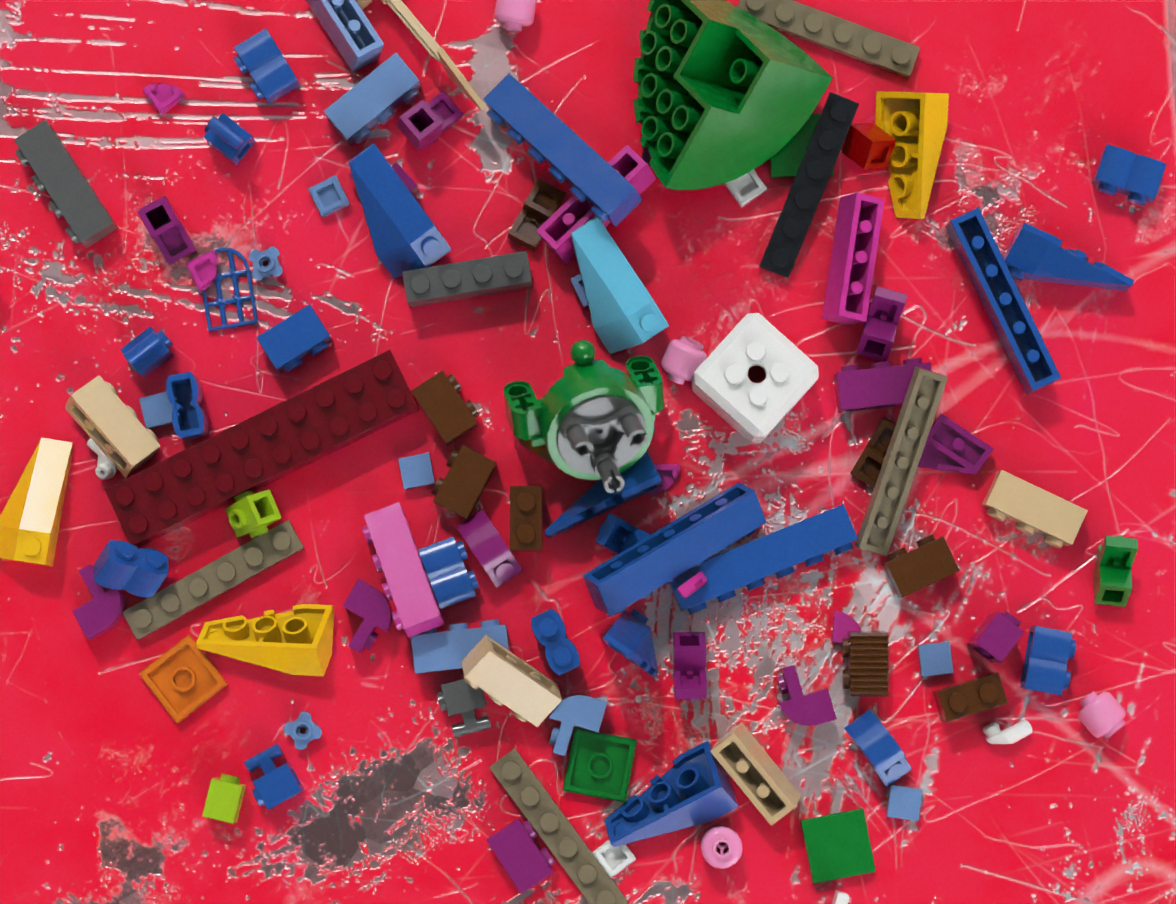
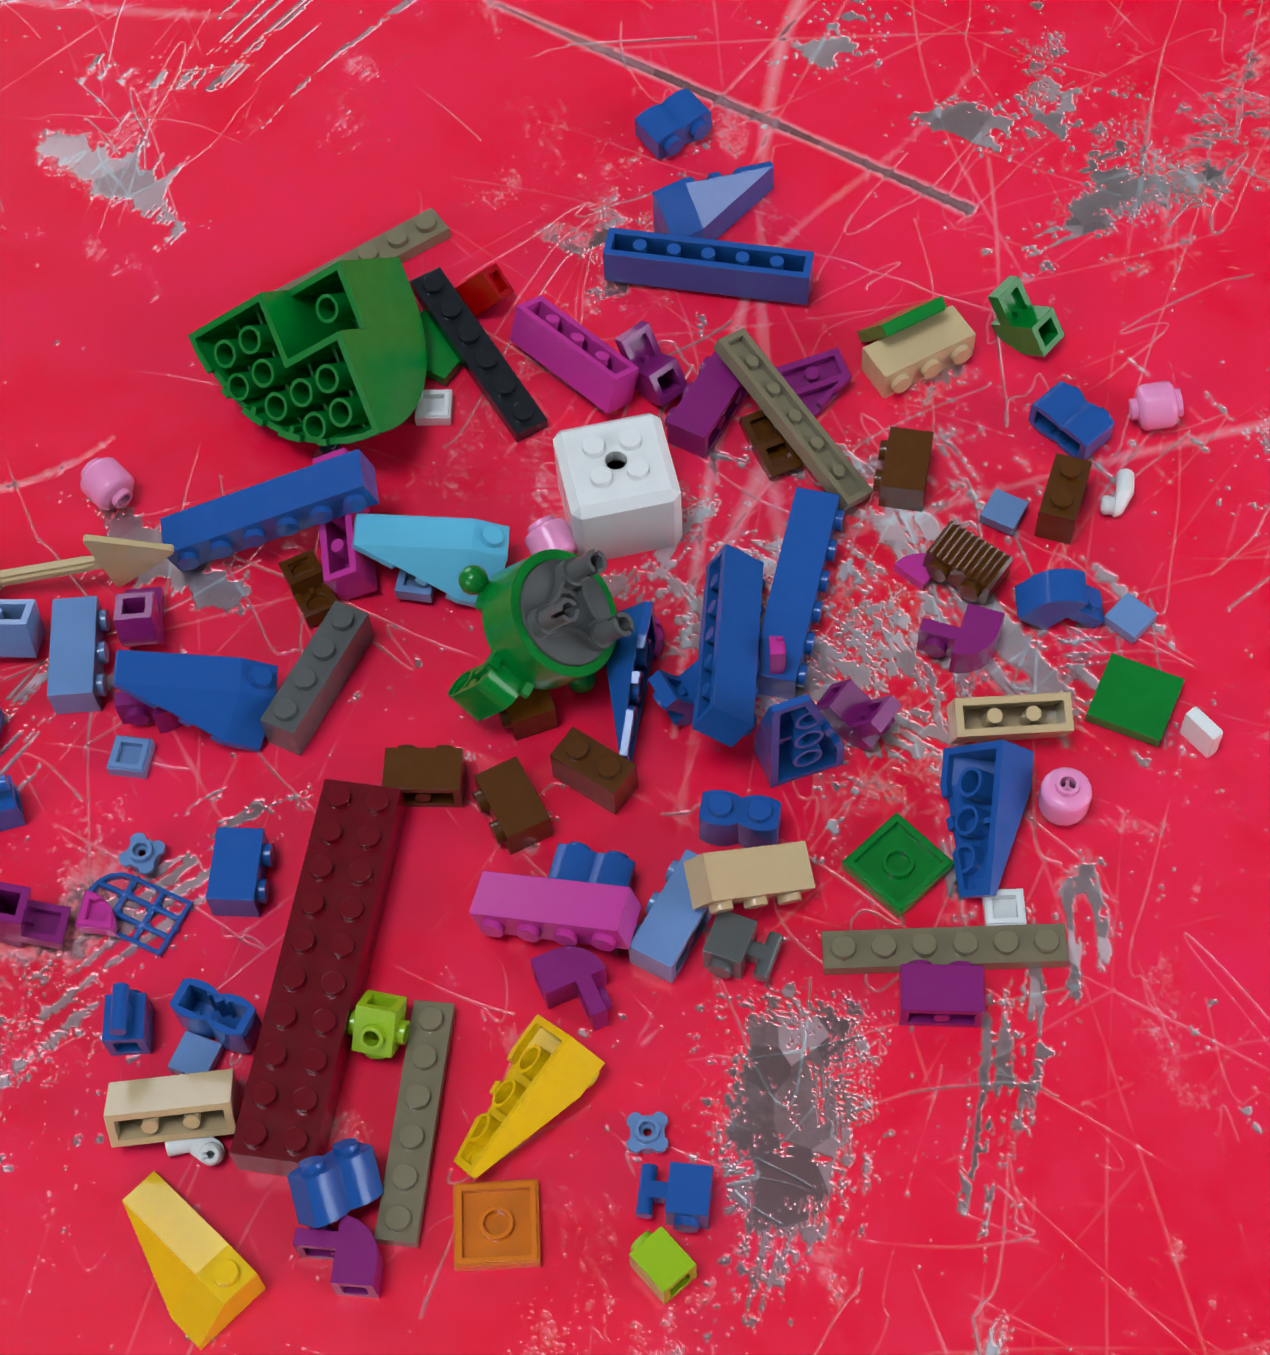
camera: 50 degrees left, 25 degrees down
(416, 471) = (465, 847): medium blue tile -> none
(489, 548) = (596, 816): magenta brick -> none
(575, 711) = (829, 845): medium blue brick -> none
(919, 127) = (495, 237): yellow wedge -> none
(996, 636) = (1020, 439): magenta brick -> none
(1049, 480) = (902, 320): none -> green tile

